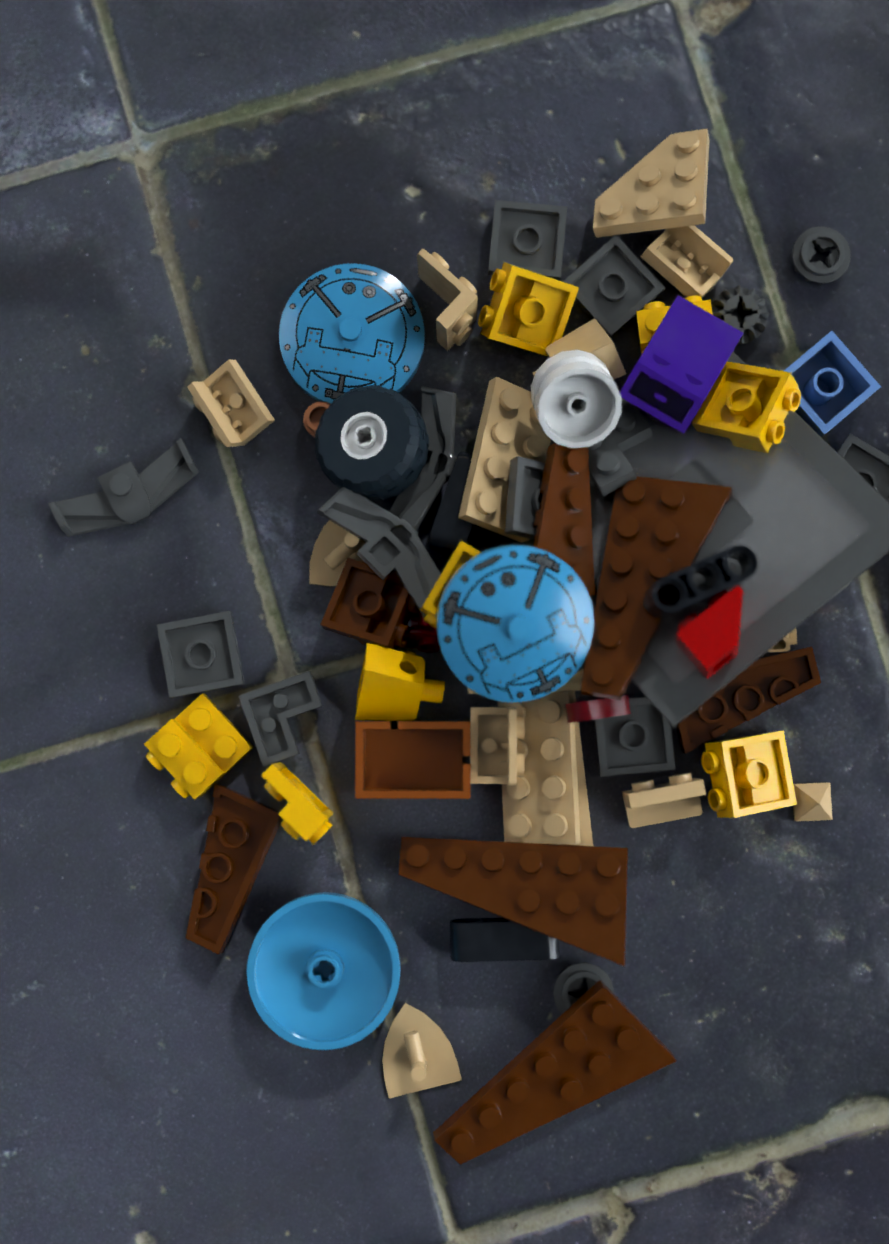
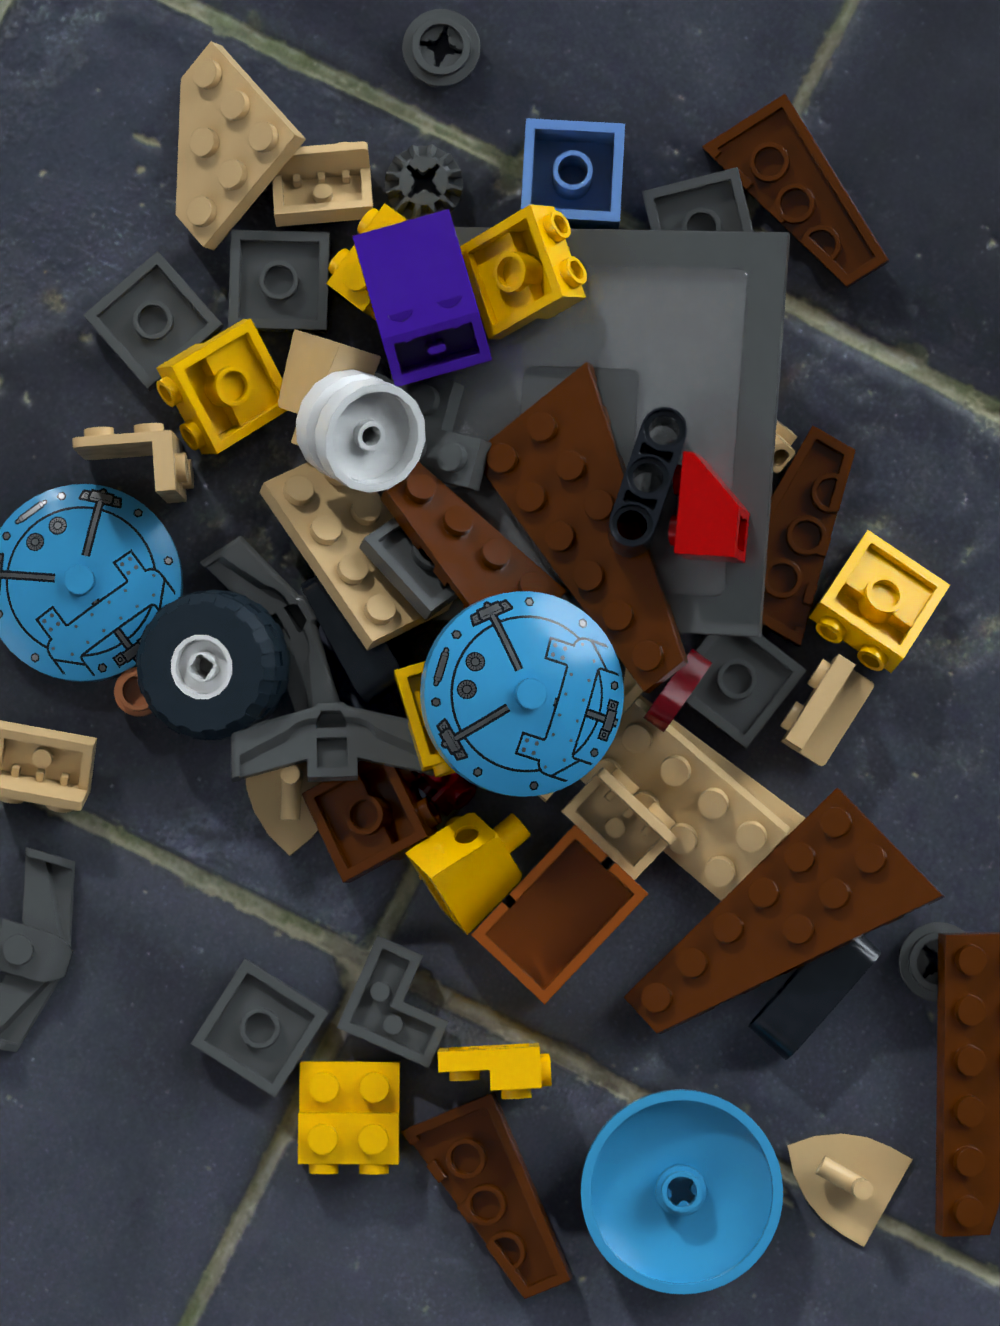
camera: 45 degrees left, 0 degrees up
(812, 802) = (963, 566): tan slope -> none

